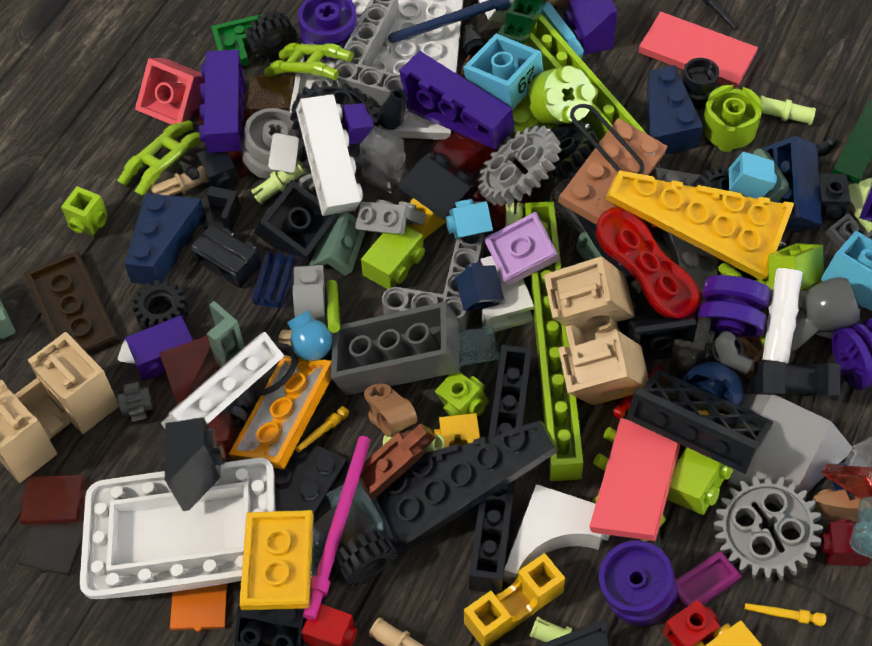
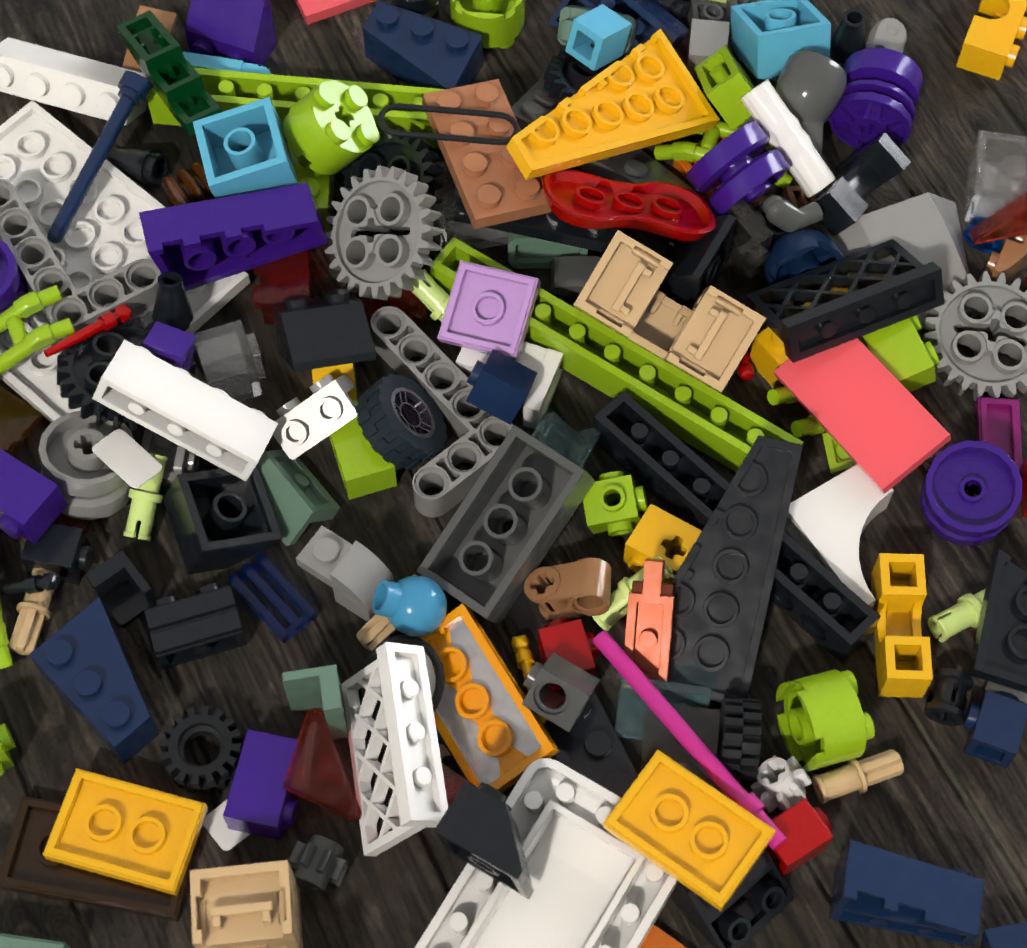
camera: 55 degrees left, 5 degrees up
(90, 304) = (126, 831): none -> yellow tile
(315, 442) = (575, 682): none -> dark grey brick
(332, 306) = (396, 558): lime bar -> none
(345, 434) = (570, 642): none -> red brick
(354, 89) = (105, 322): none -> red piece
(359, 600) = (781, 783): none -> white gear
(413, 594) = (823, 719): none -> lime brick
(433, 255) = (401, 421): none -> black wheel
(469, 219) = (408, 331): medium azure brick -> none
(824, 234) = (704, 40): none -> light grey brick

